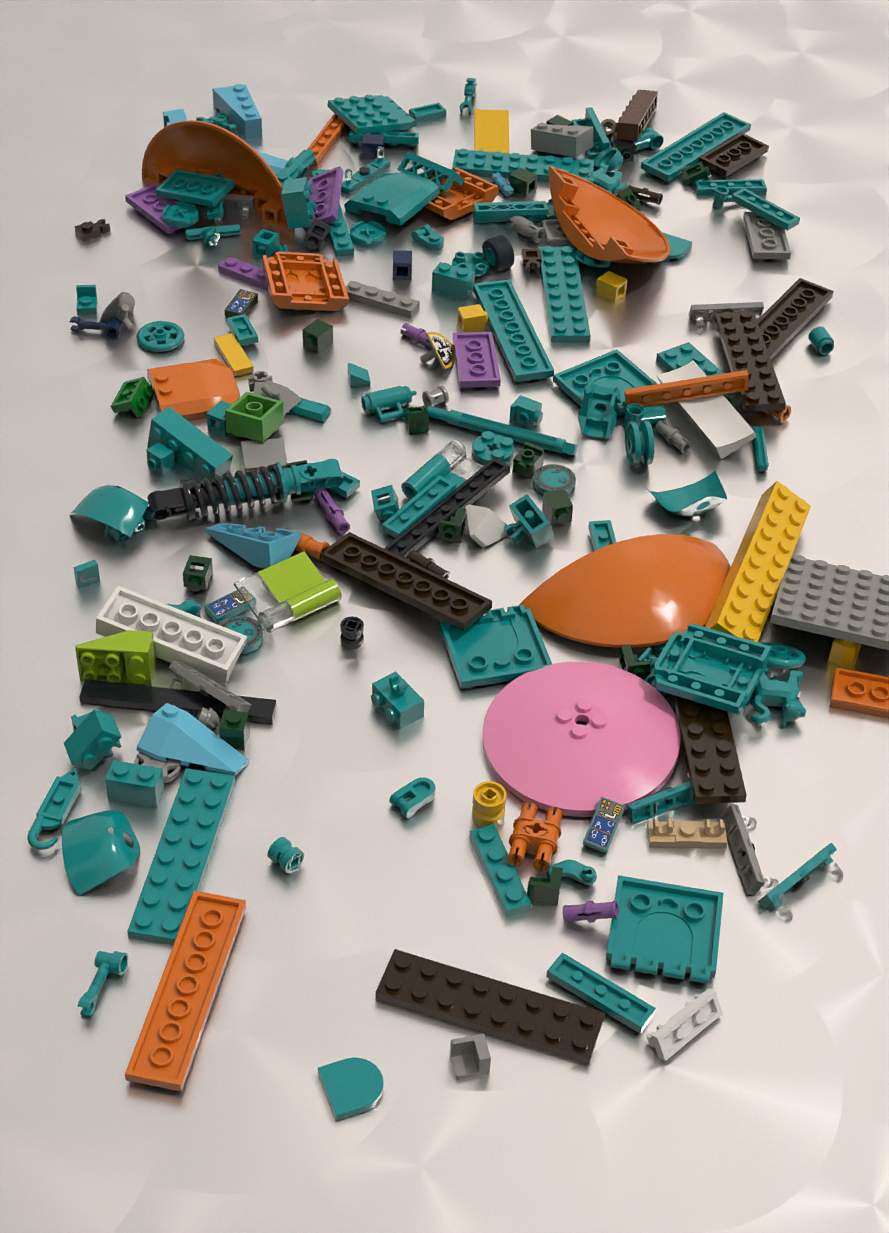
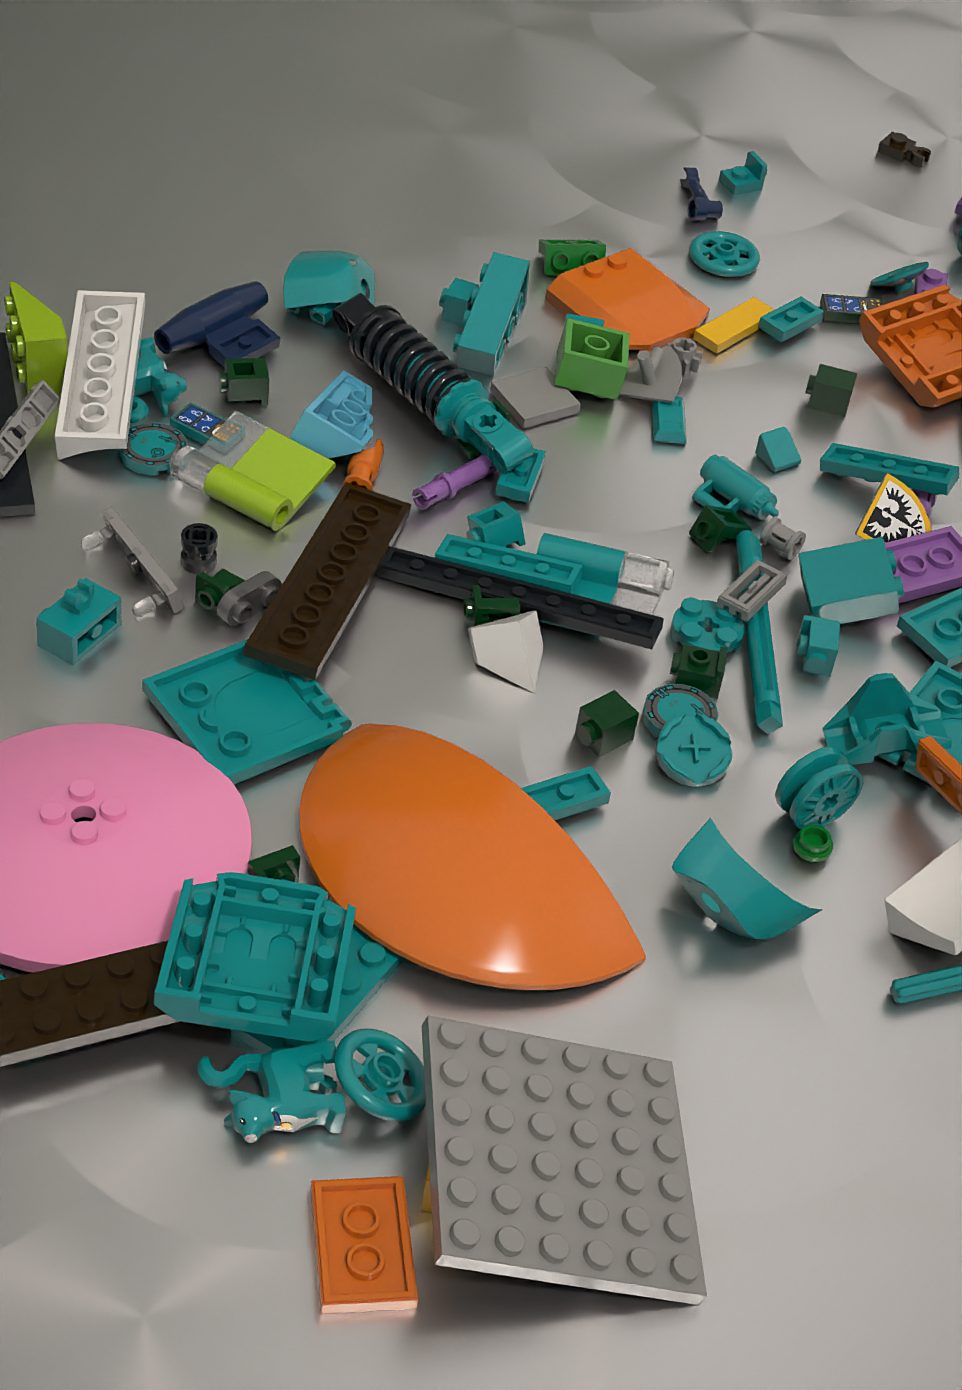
camera: 65 degrees right, 0 degrees up
(86, 574) = (195, 286): teal tile -> none
(119, 308) = (737, 197): light grey shield -> none
(134, 572) = (222, 324): none -> dark blue plate
(224, 273) = (901, 277): none -> teal dish
(349, 662) = (139, 562): none -> light grey piece
(389, 634) = (211, 589): none -> dark green bracket
(401, 337) = (873, 465): none -> teal plate
(404, 620) = (248, 598): none -> flat silver plate
(426, 563) = (385, 602): dark brown pin -> none
(478, 420) = (758, 592): none -> light grey tile
(490, 382) = (851, 581): none -> teal brick
(529, 522) = (541, 691): teal brick -> none
(586, 482) = (693, 750): none -> teal tile
(637, 413) = (906, 789): teal piece -> none
(662, 462) = (813, 843): none -> green plate
(673, 436) = (894, 848): light grey pin -> none
(759, 564) = (590, 1002): yellow brick -> none

